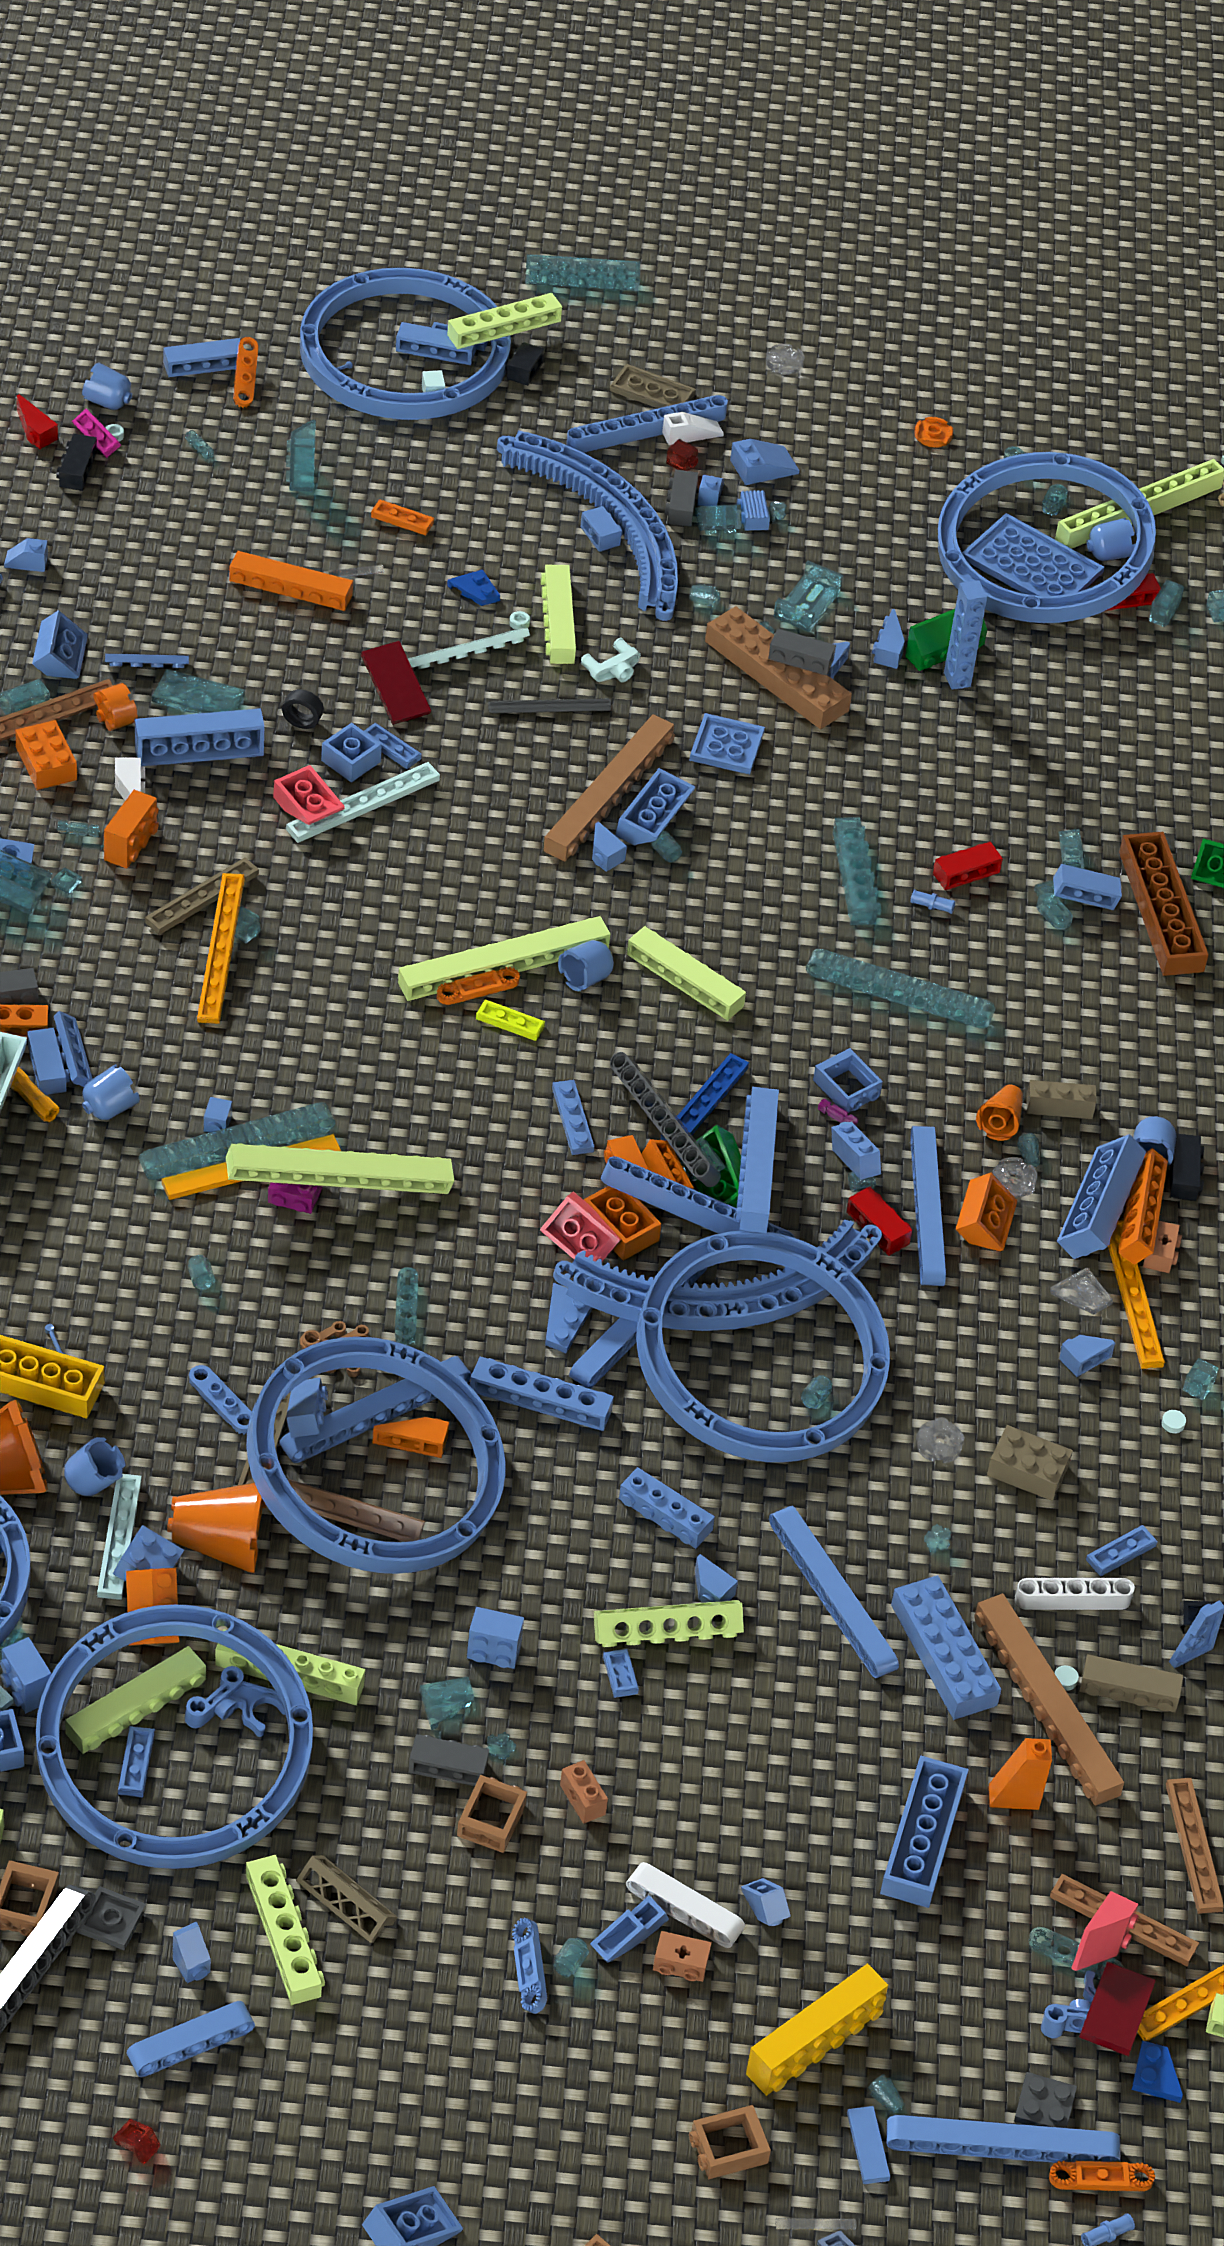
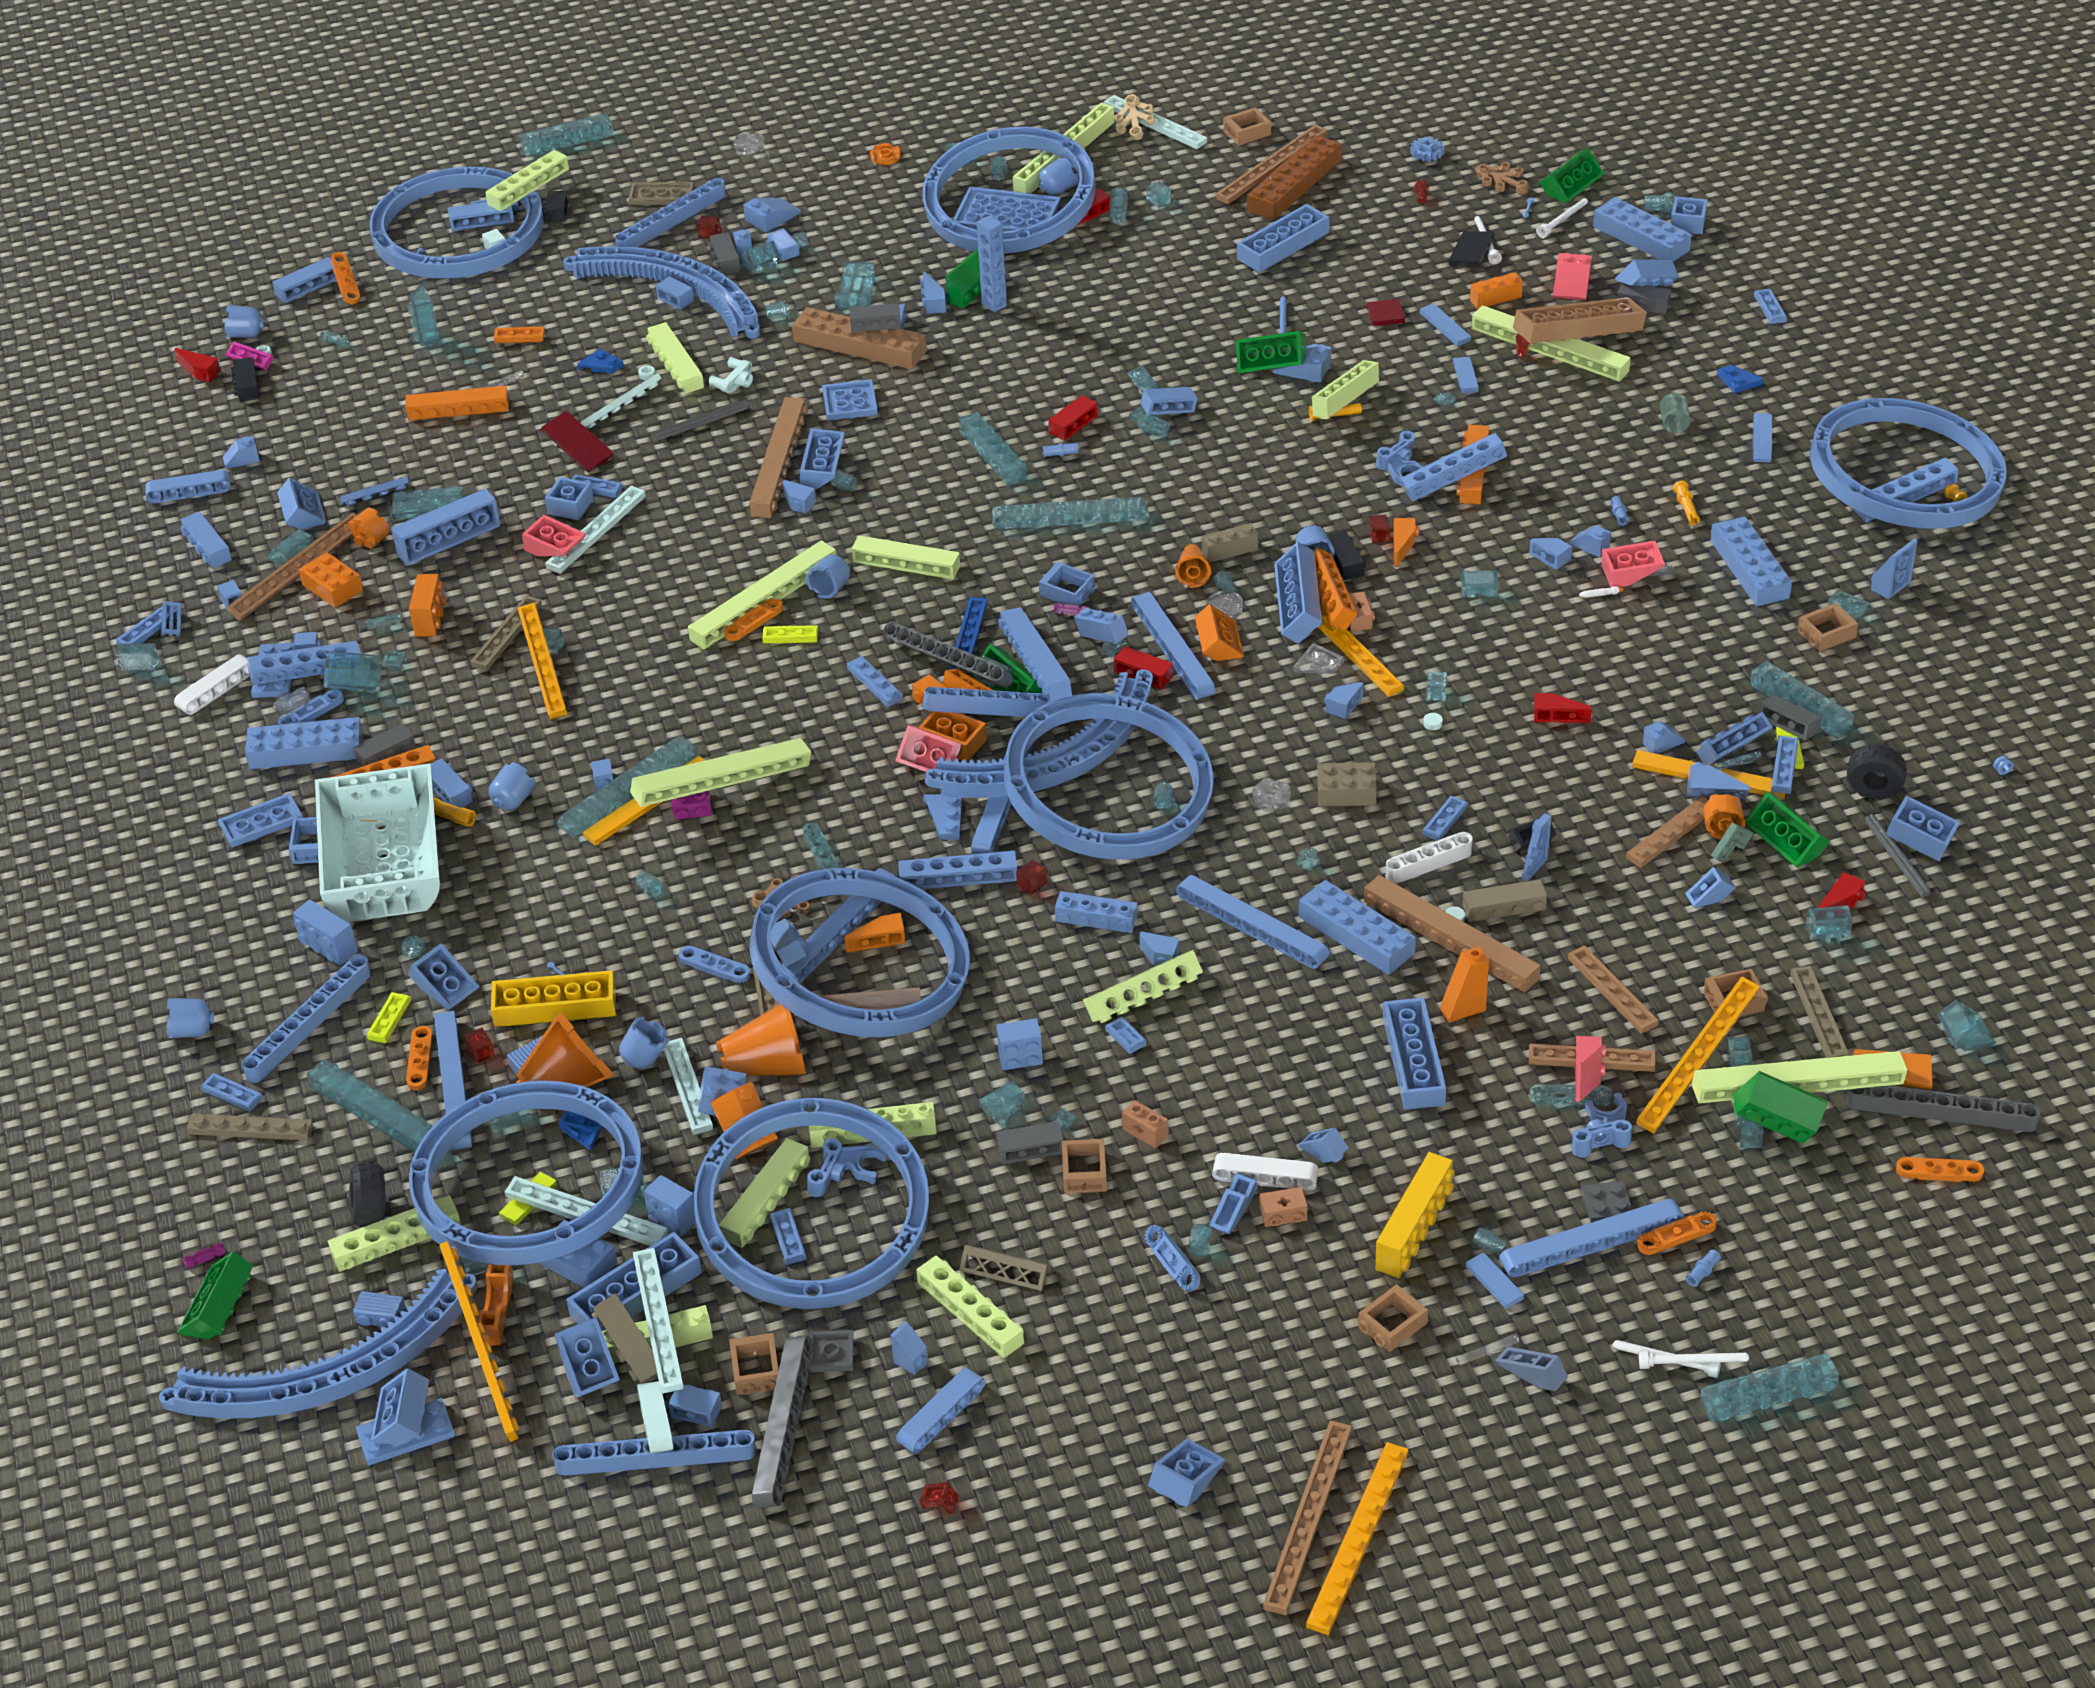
camera: 15 degrees left, 5 degrees down
(73, 1048) = (460, 766): medium blue plate -> none
(129, 775) = (403, 573): white slope -> none
(306, 699) = (515, 492): black tyre -> none
(617, 1435) = (1031, 877): none -> clear red brick
(689, 428) = (703, 206): white slope -> none
(1117, 2008) = (1625, 1114): dark red tile -> none
(1156, 2073) = (1674, 1150): blue wing -> none
(1163, 903) = (1230, 393): dark orange brick -> none

